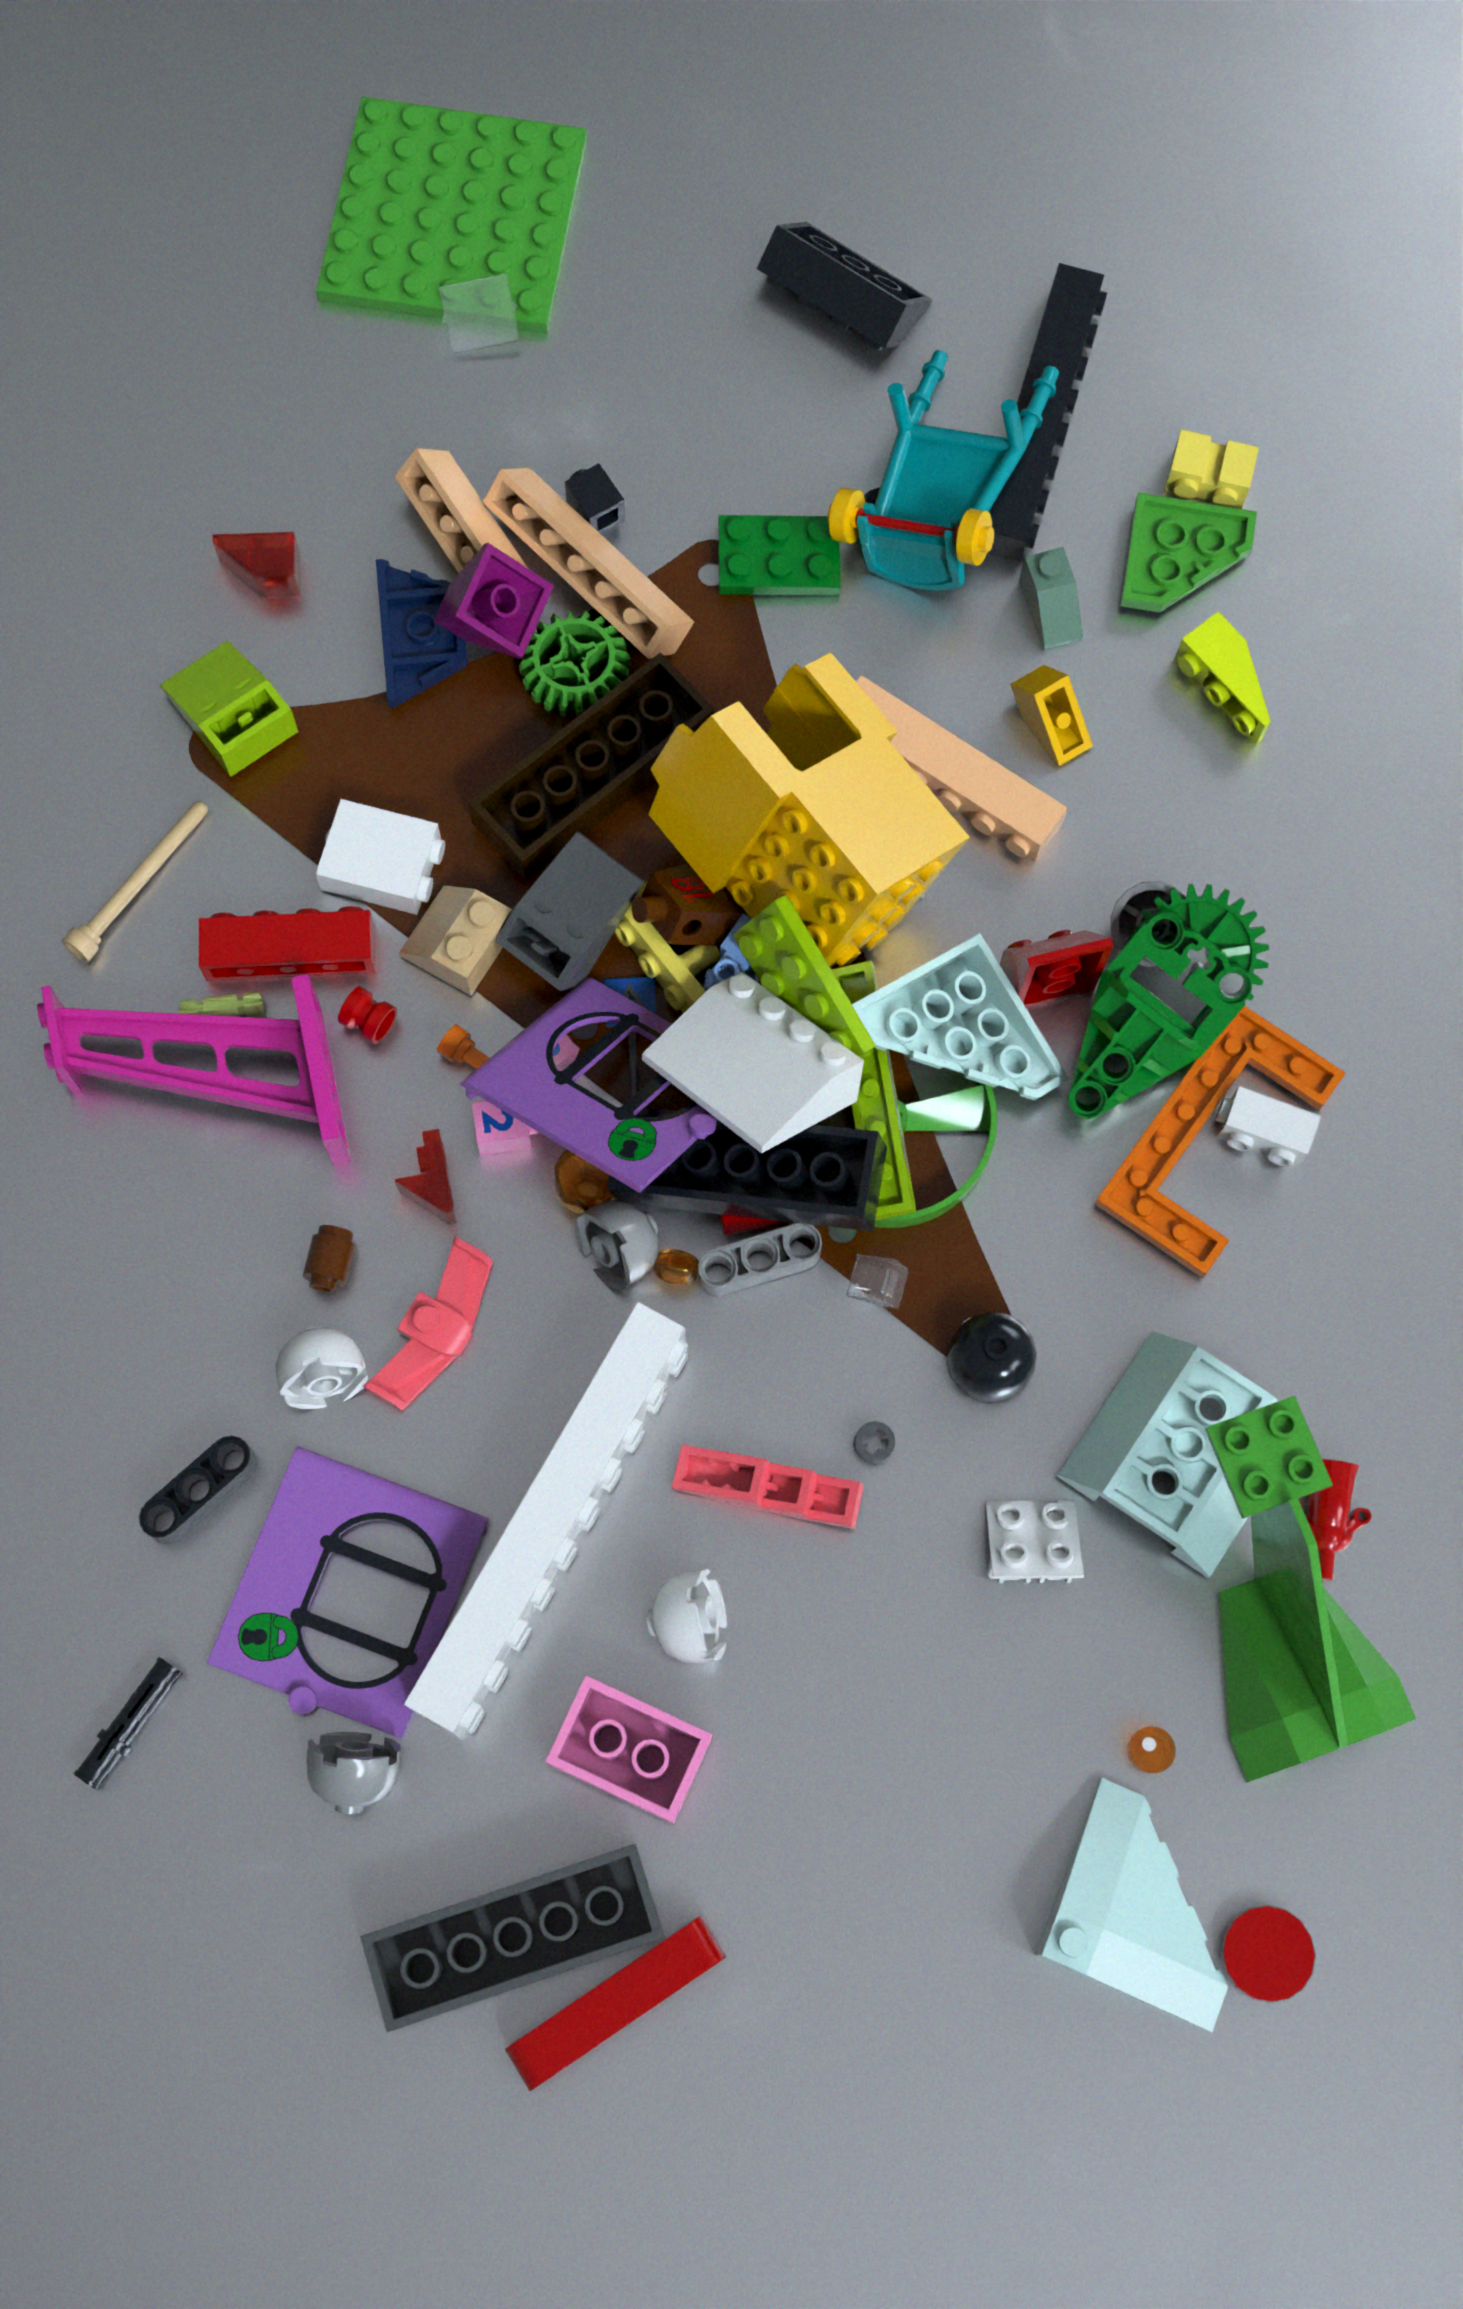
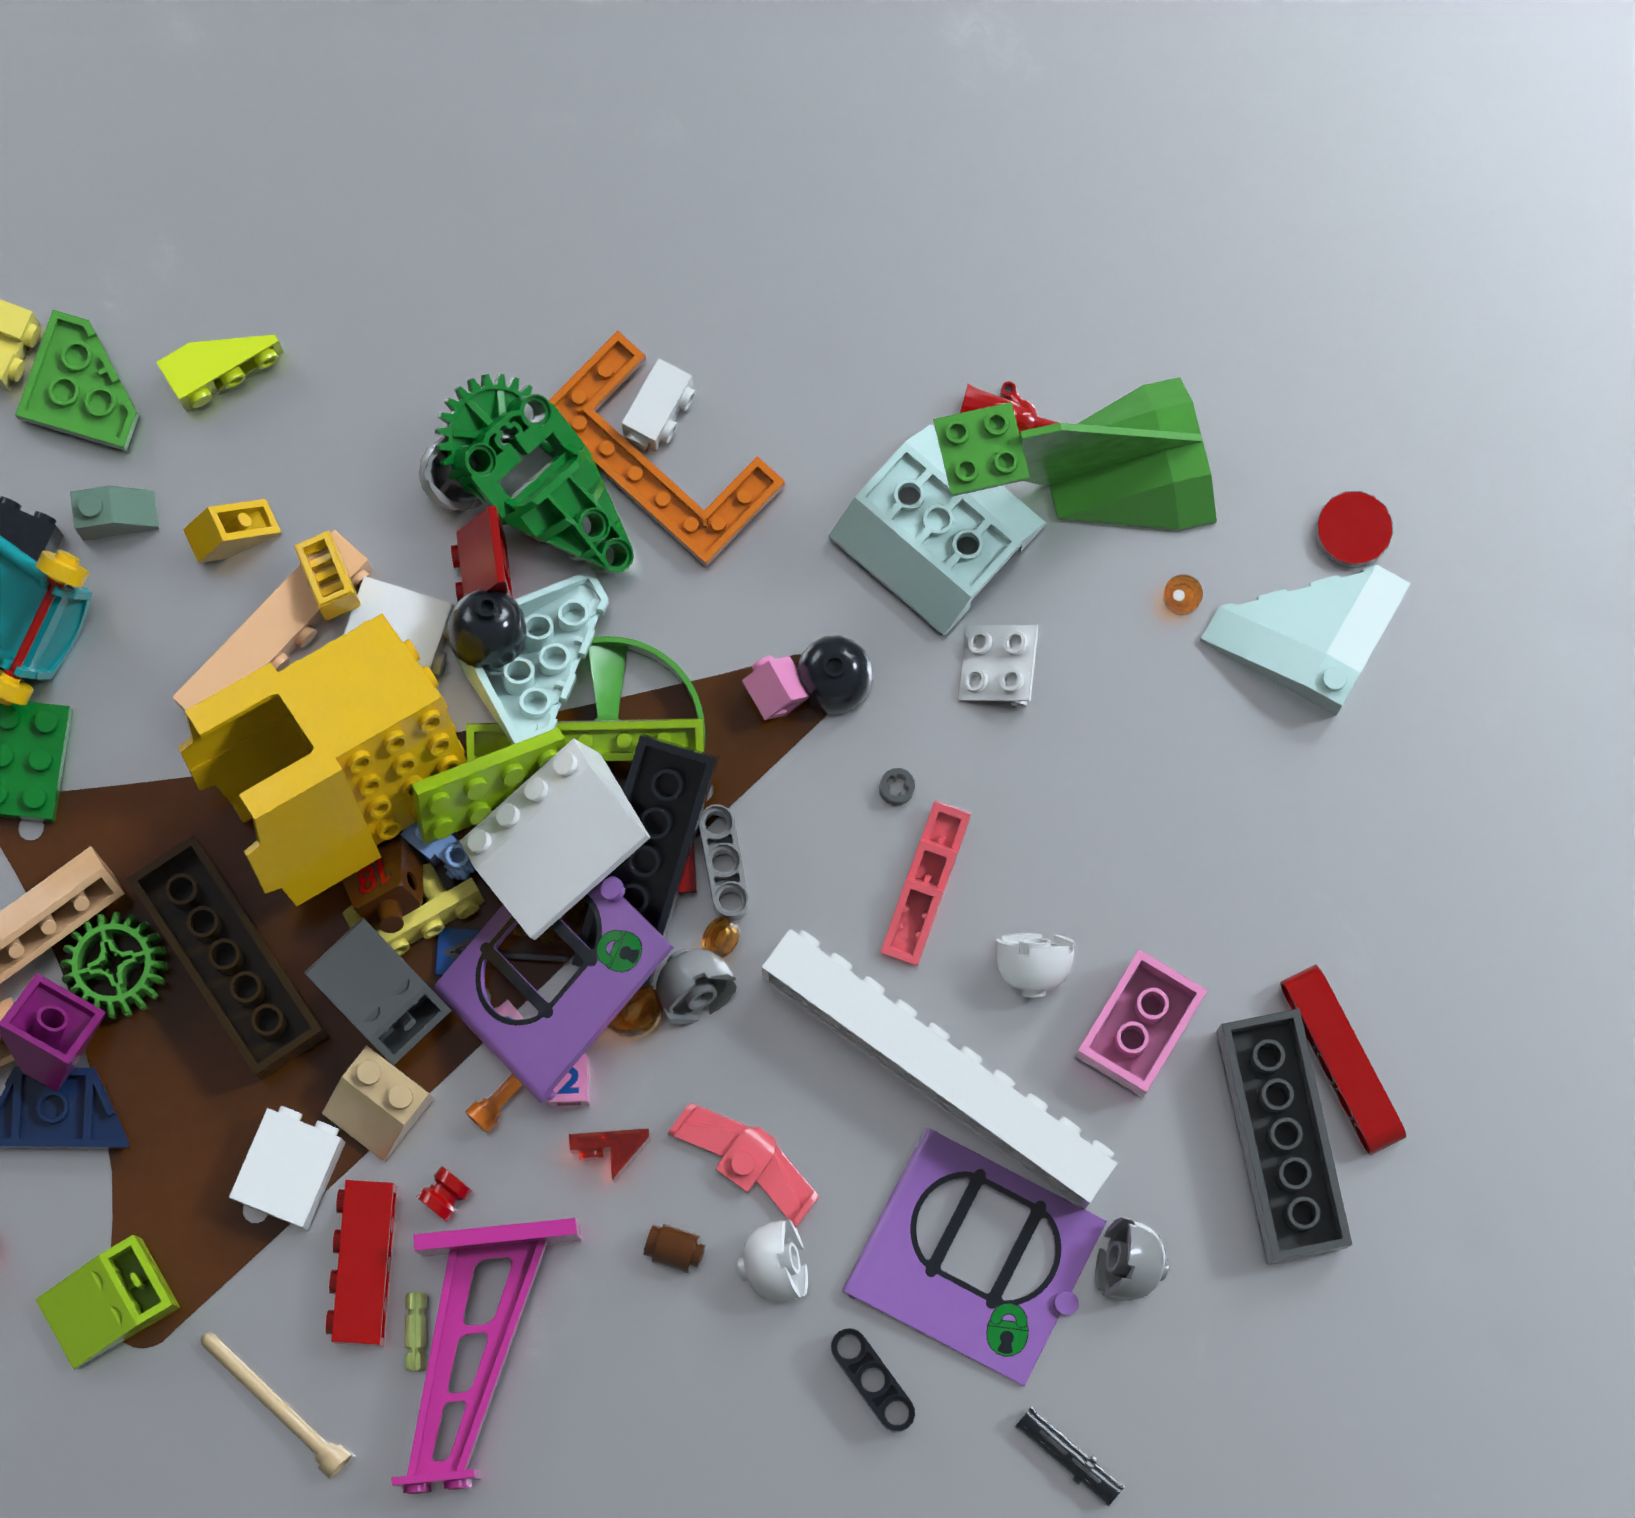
camera: 80 degrees left, 5 degrees up
(878, 1281) = (753, 764): clear slope -> none
(966, 1289) = (775, 686): none -> bright pink brick
(973, 894) = (410, 614): none -> white brick
(979, 967) = (487, 629): none -> black cylinder
(992, 818) = (337, 597): none -> yellow slope

